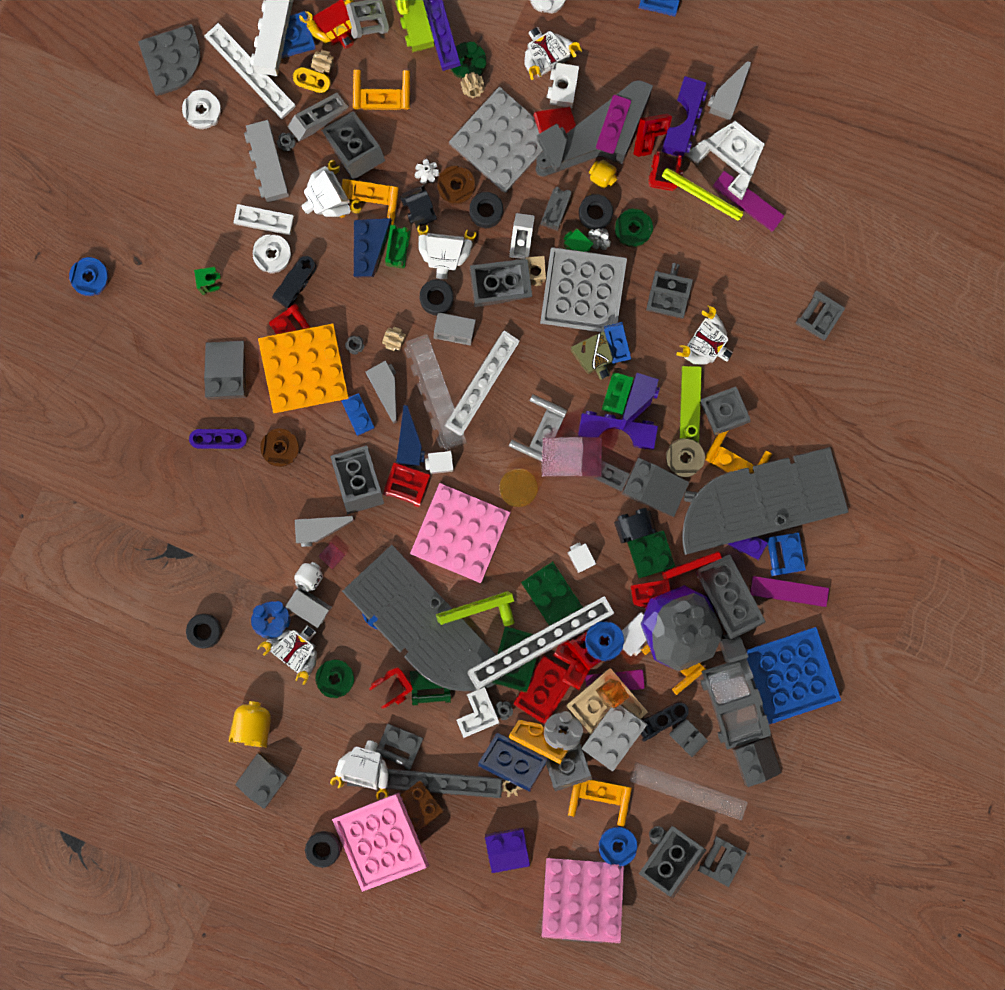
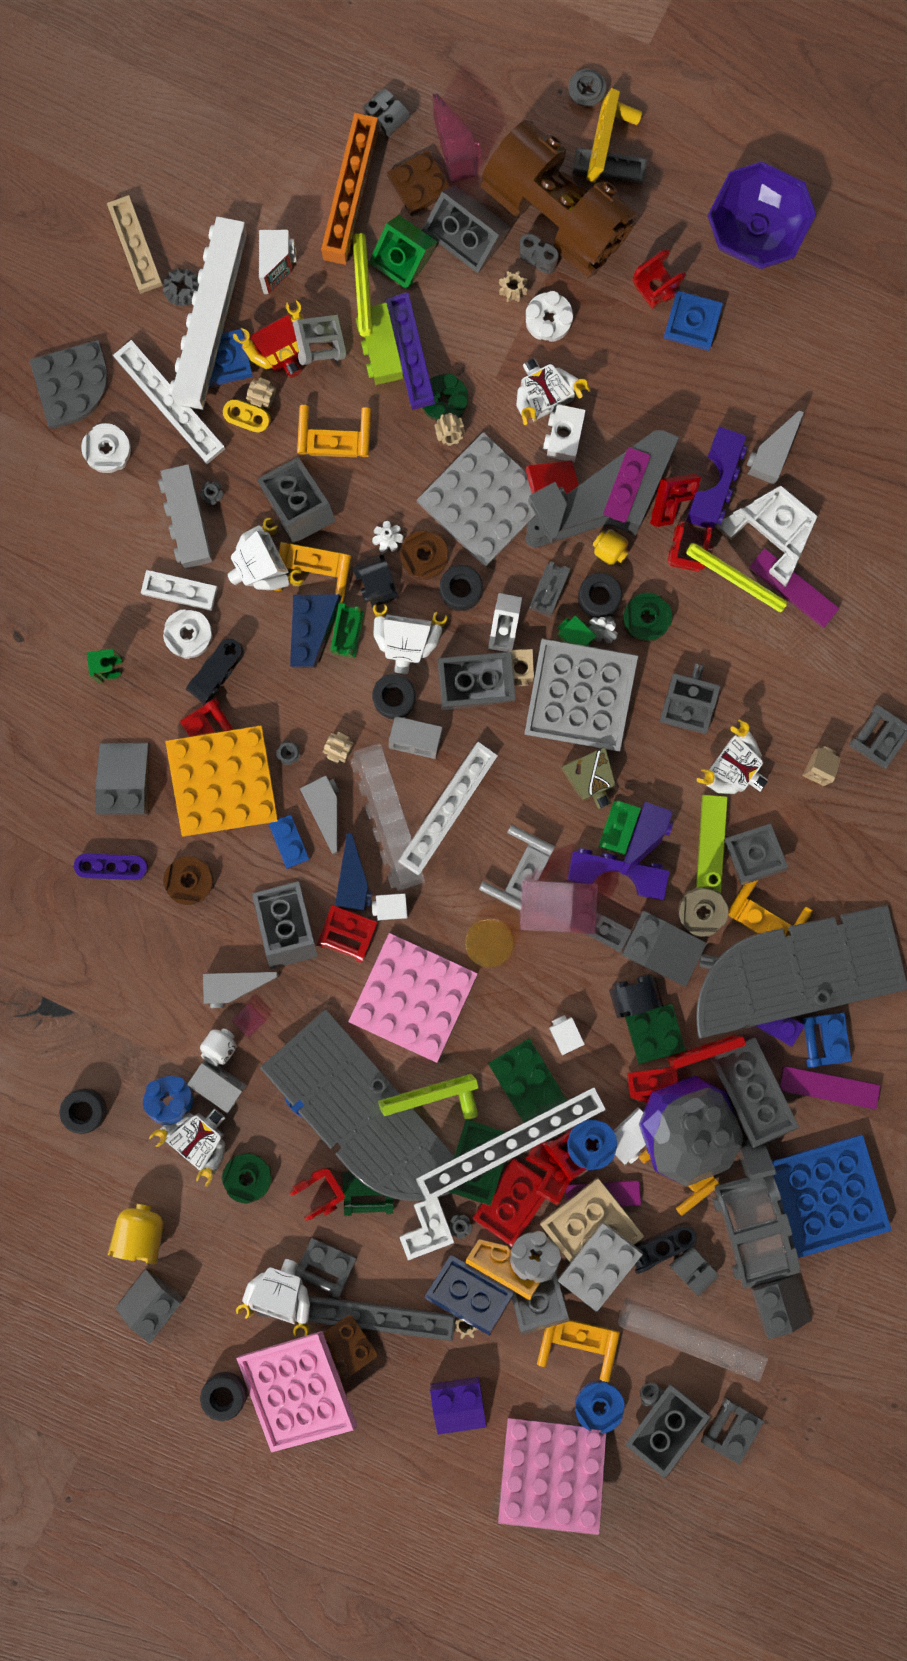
camera: 10 degrees right, 0 degrees up
(317, 116) = (251, 462): light grey slope -> none
(612, 693) = (600, 1213): clear orange brick -> none
(617, 342) = (622, 762): blue plate -> none
(775, 340) = (822, 766): none -> tan slope

